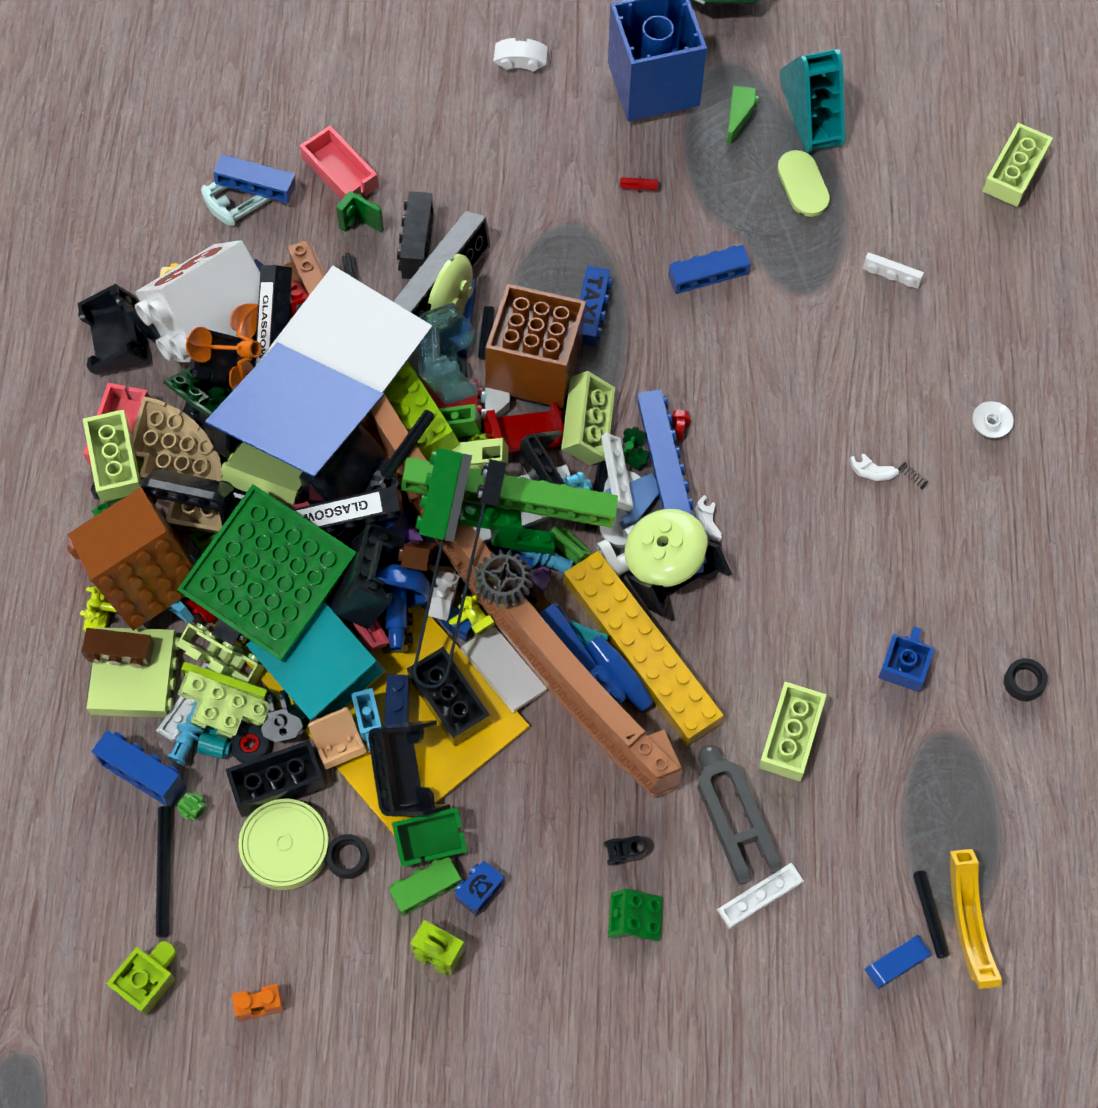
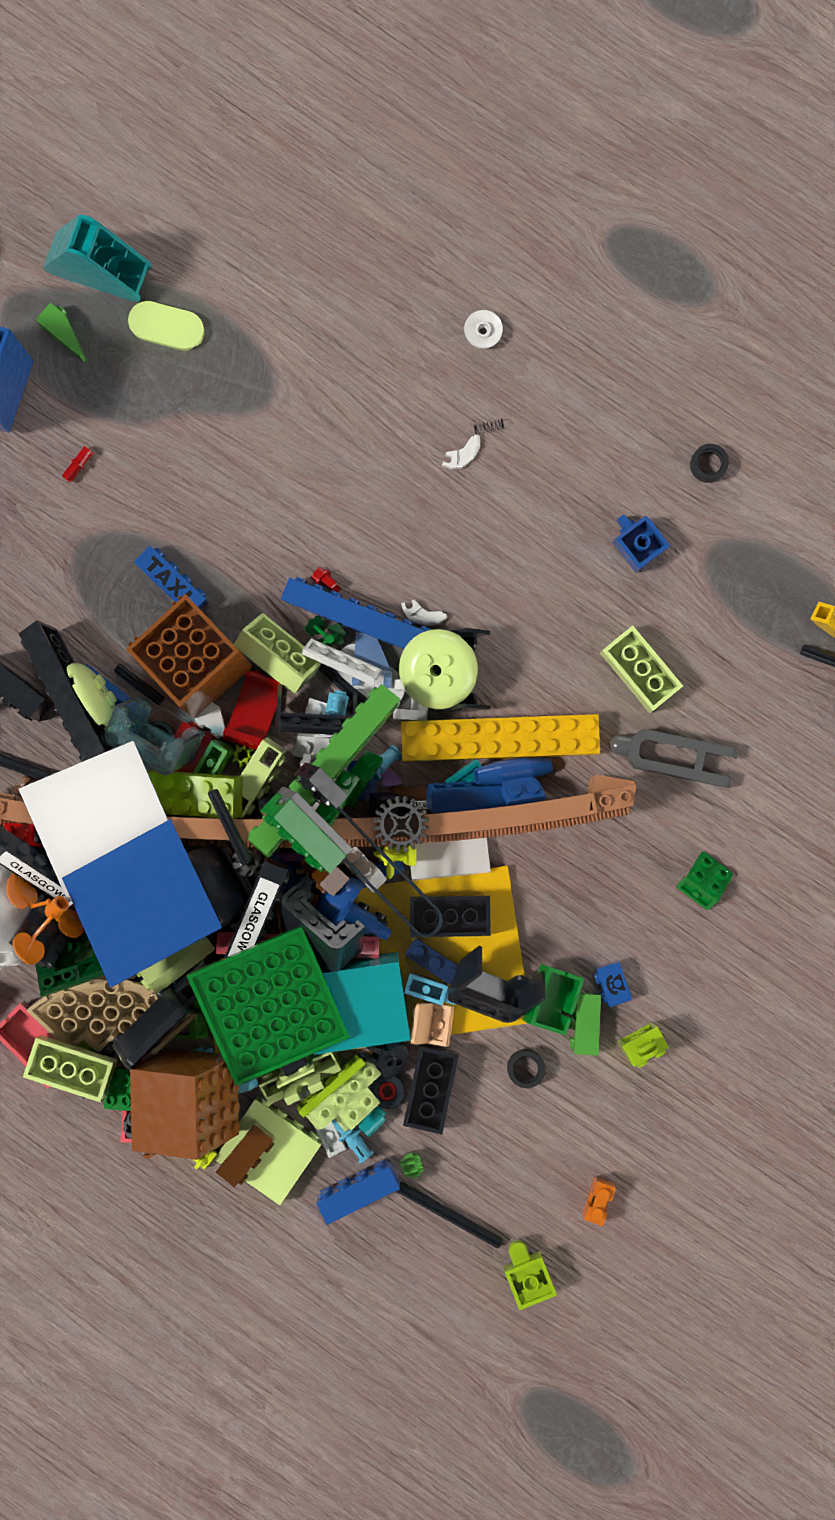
camera: 55 degrees left, 20 degrees up
(284, 844) = (487, 1112): yellowish green brick -> none
(569, 545) = (383, 738): bright green tile -> none
(624, 851) = (651, 857): black piece -> none
(709, 269) = (199, 461): blue brick -> none
(760, 896) = (746, 777): white tile -> none
(892, 270) = (299, 312): white plate -> none
(1017, 164) = (268, 136): yellowish green brick -> none

